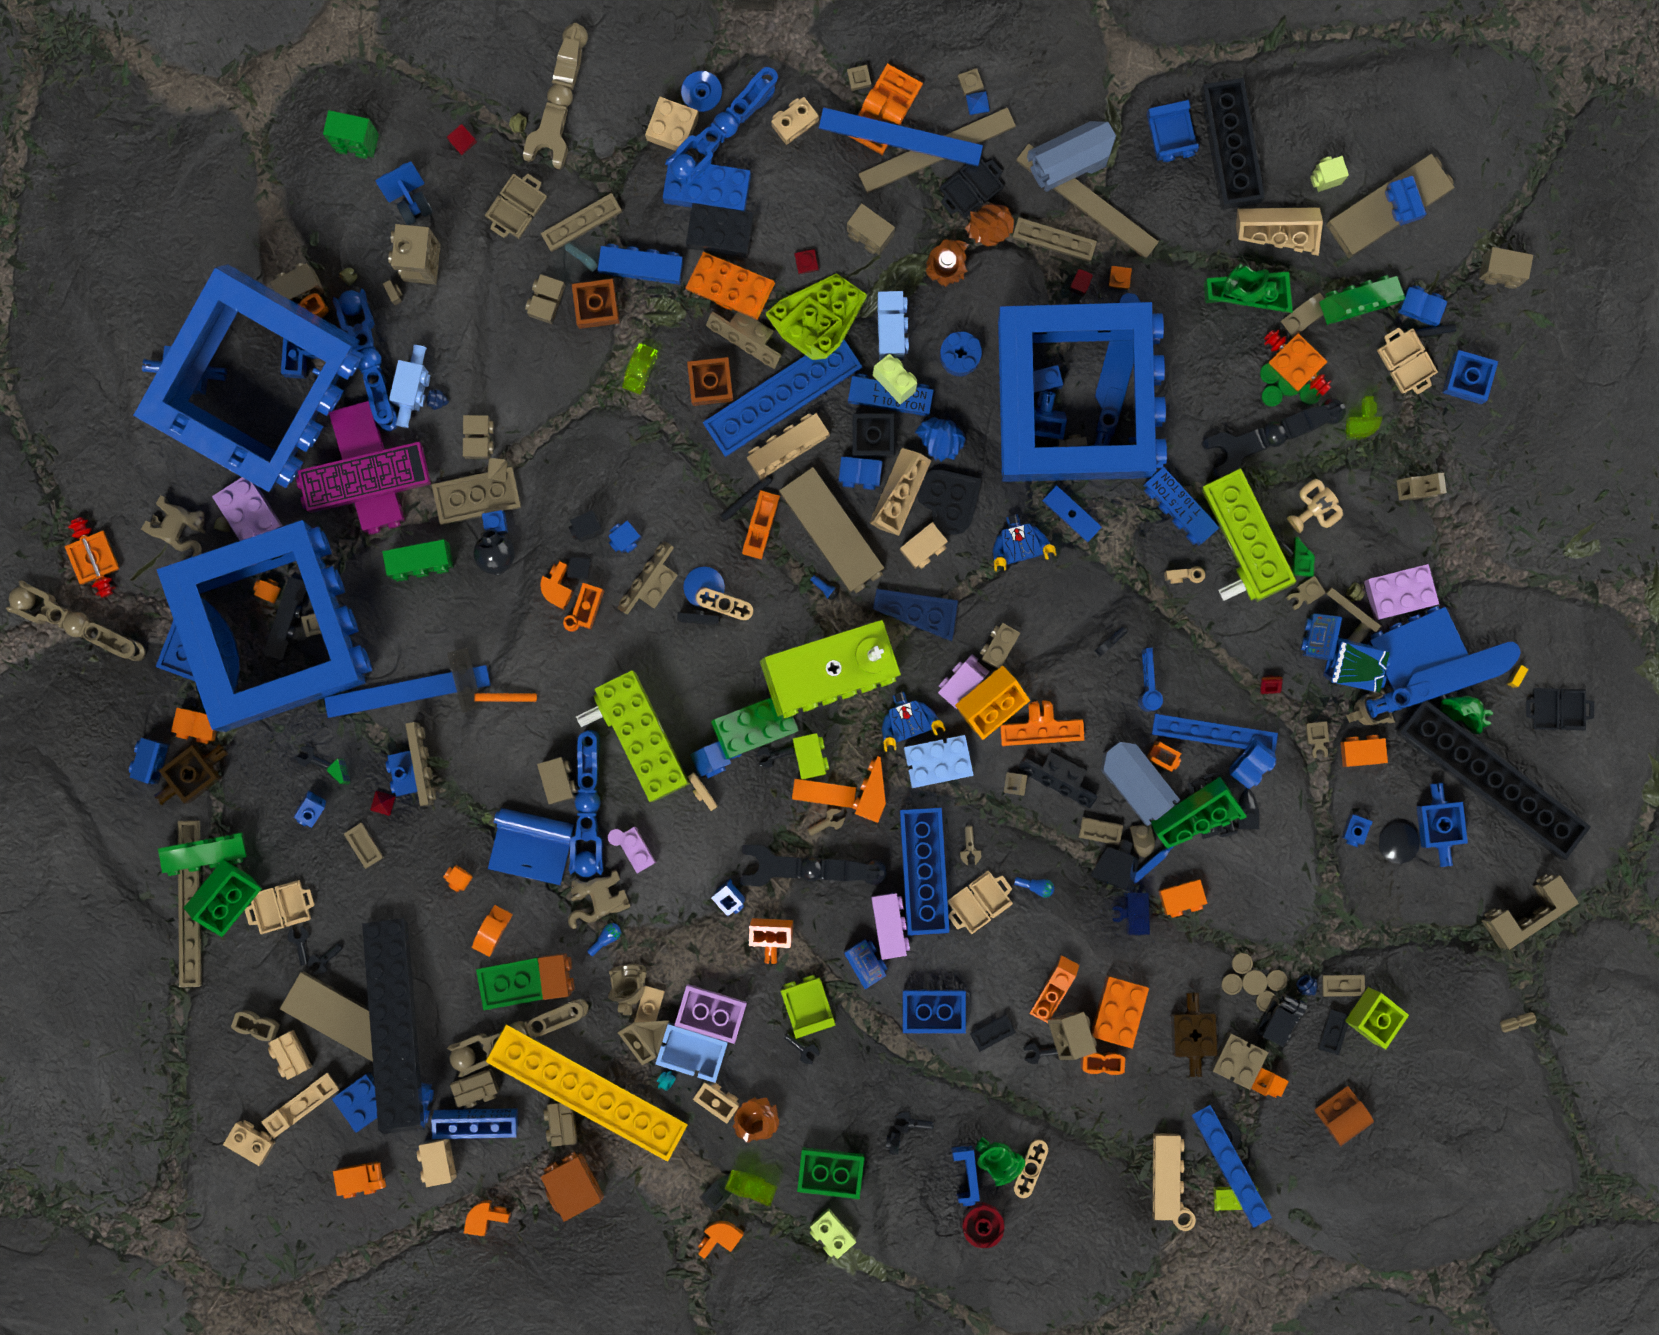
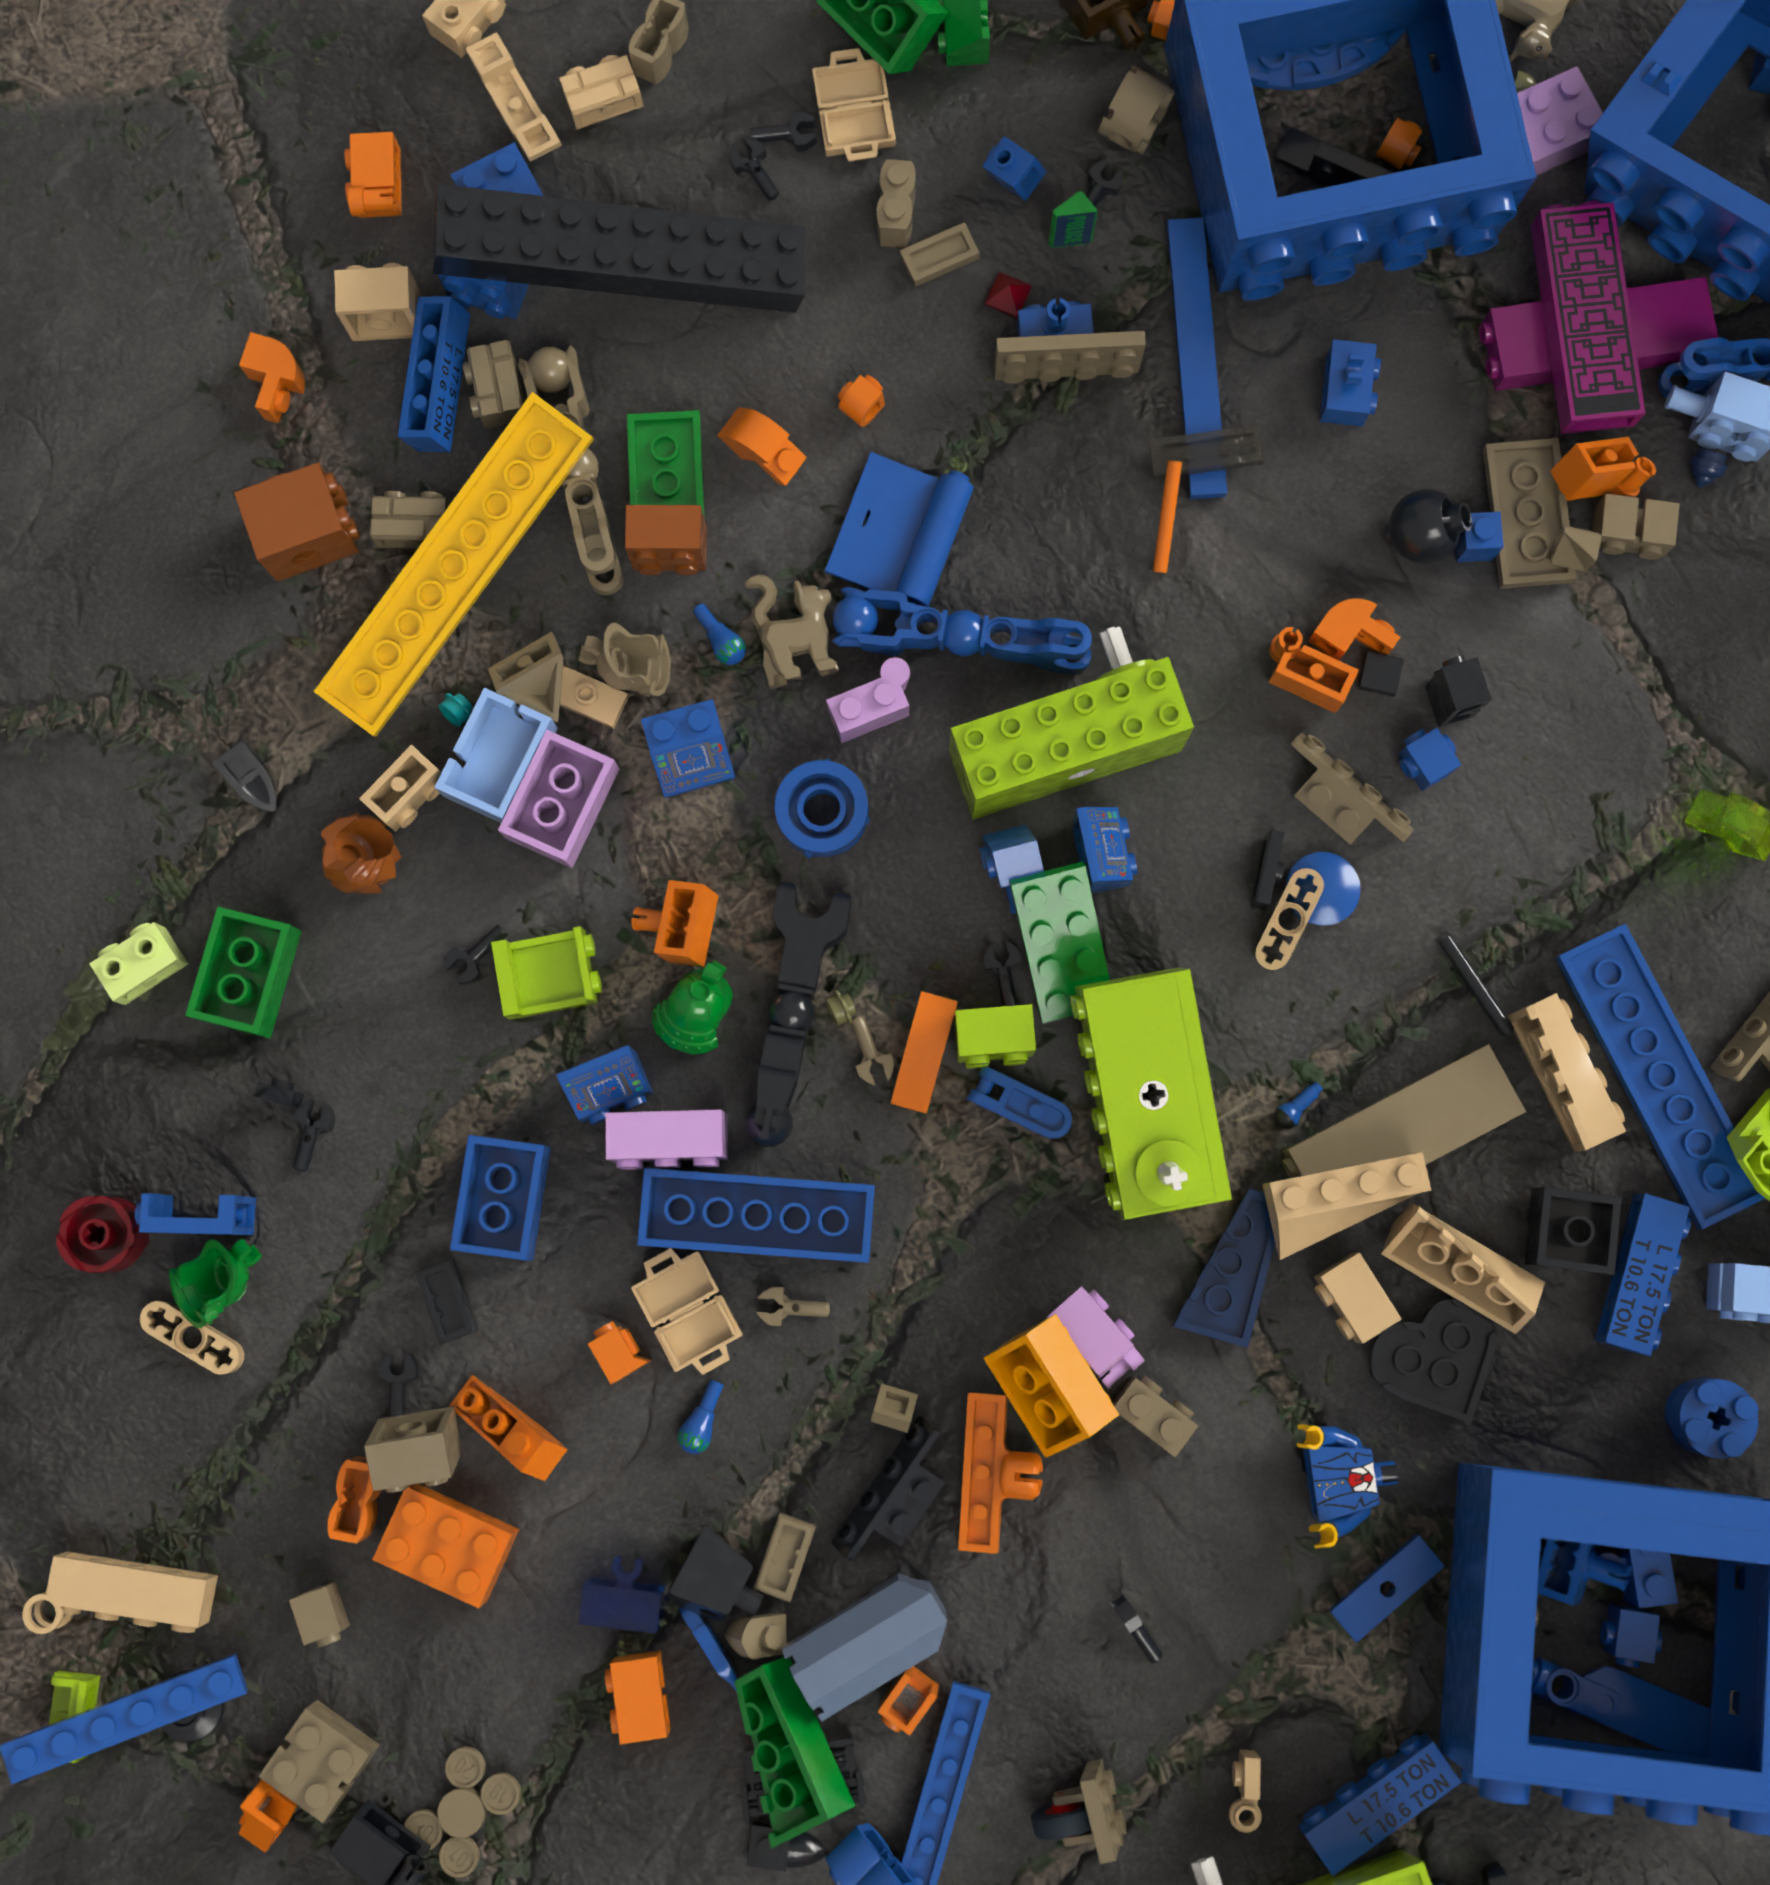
camera: 100 degrees right, 5 degrees down
(267, 744) = (1136, 110): none -> dark tan brick
(330, 1013) = (668, 153): dark tan brick -> none
(342, 874) = (896, 203): none -> dark tan brick
(413, 604) = (1349, 383): none -> blue brick
(418, 560) = (1428, 395): green brick -> none
(448, 459) = (1602, 469): none -> orange hinge
(557, 780) = (1010, 583): dark tan brick -> none
(672, 946) = (688, 748): none -> blue slope
(685, 879) = (815, 779): none -> blue piece
(699, 710) = (1102, 847): none -> blue slope
(701, 792) = (954, 836): tan plate -> none
(710, 381) = (1701, 946): dark orange brick -> none
(721, 1232) = (174, 770): orange brick -> none
(724, 902) = (759, 858): brick -> none
(751, 1186) = (247, 829): clear neon green brick -> none
(760, 525) = (1425, 1004): orange slope -> none
(805, 842) = (840, 1008): none -> olive plate
(817, 922) = (694, 1010): none -> green helmet
(844, 736) = (1021, 1105): none -> blue plate
(860, 472) = (1505, 1199): blue brick -> none
(873, 797) = (904, 1141): orange slope -> none
(875, 566) = (1329, 1201): none -> tan wedge
(895, 378) = (1682, 1286): yellowish green brick -> none
(908, 721) = (1035, 1224): blue torso -> none
(938, 761) = (954, 1270): light blue piece -> none
(941, 438) = (1556, 1359): blue hair -> none
(1006, 936) = (616, 1352): none -> orange window
(1077, 385) = (1631, 1635): none -> blue brick
(1150, 698) = (1021, 1692): blue piece -> none
(1165, 1073) = (320, 1615): none -> dark tan brick
(1204, 1044) = (362, 1698): dark brown brick -> none
(1207, 657) = (1084, 1814): none -> dark tan plate

